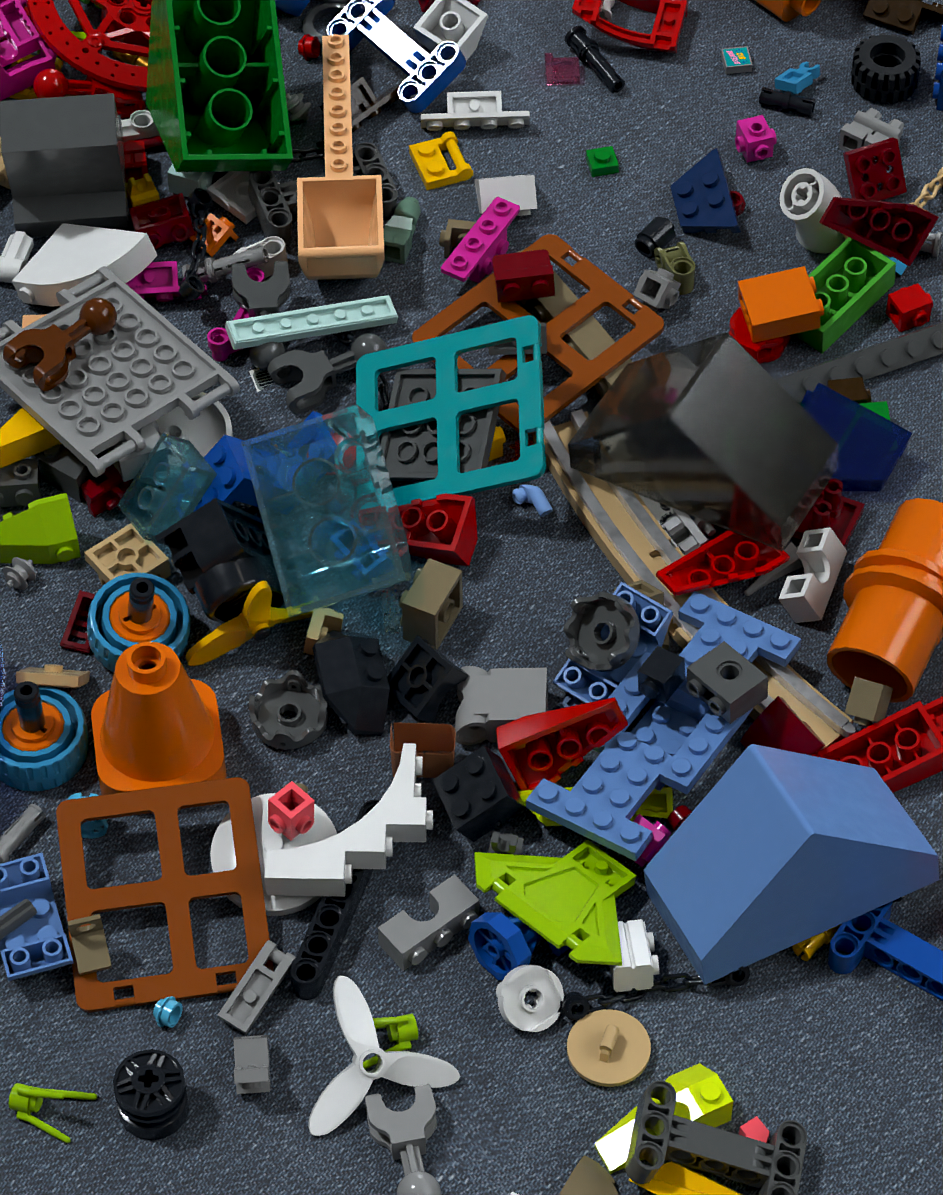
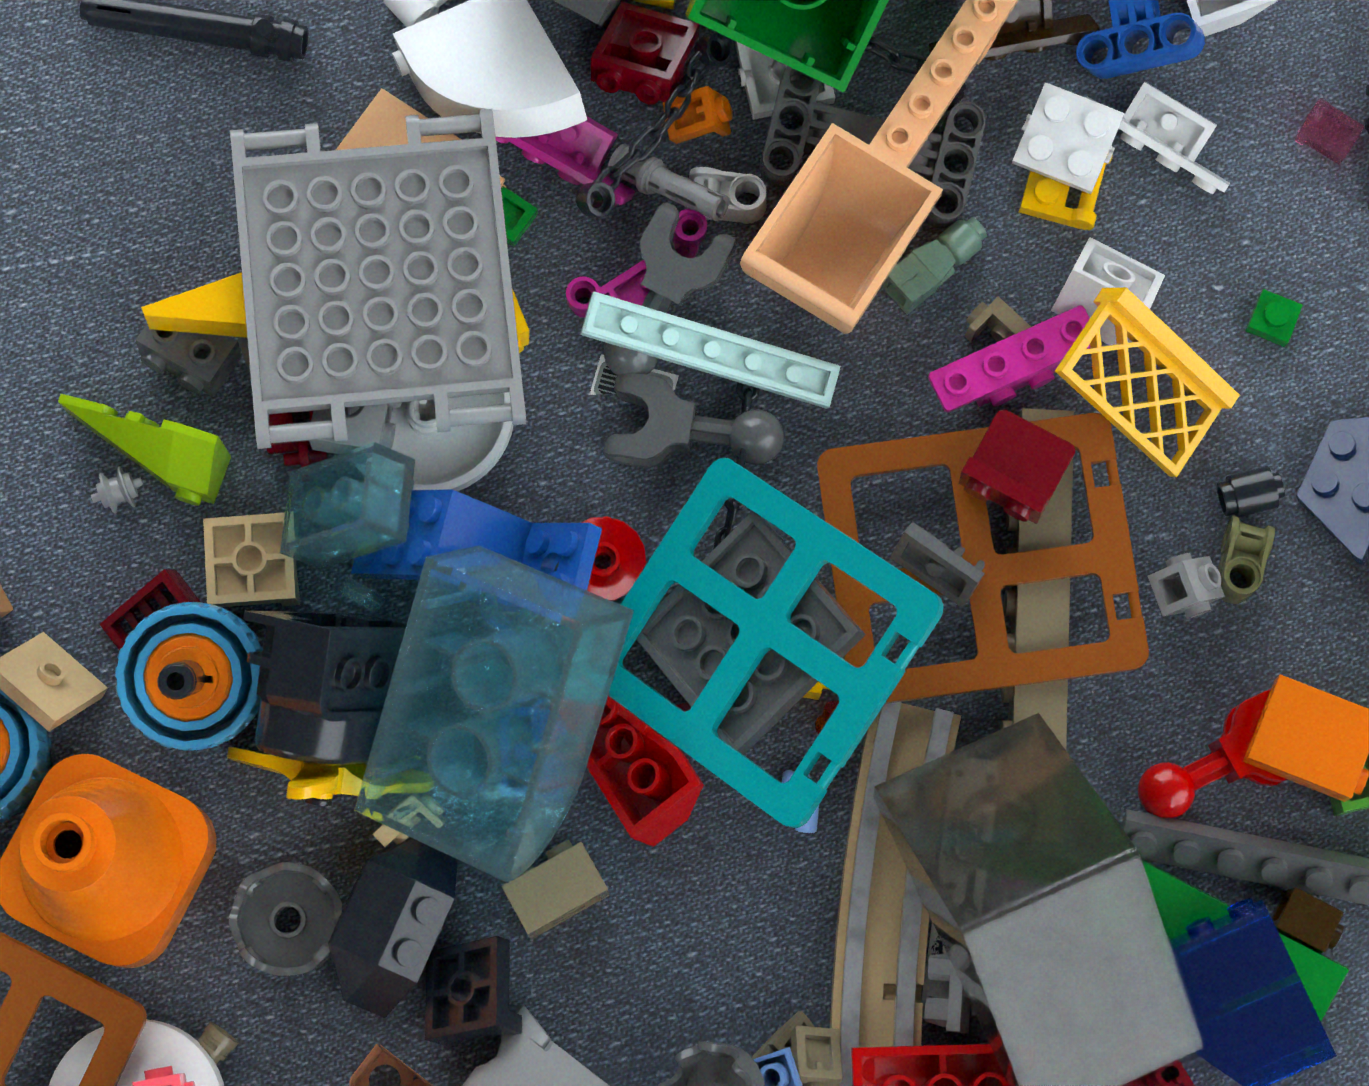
camera: 30 degrees right, 25 degrees up
(56, 347) = (326, 219): reddish brown piece -> none
(427, 135) = (1068, 138): none -> white plate
(563, 194) = (1159, 348): none -> yellow fence

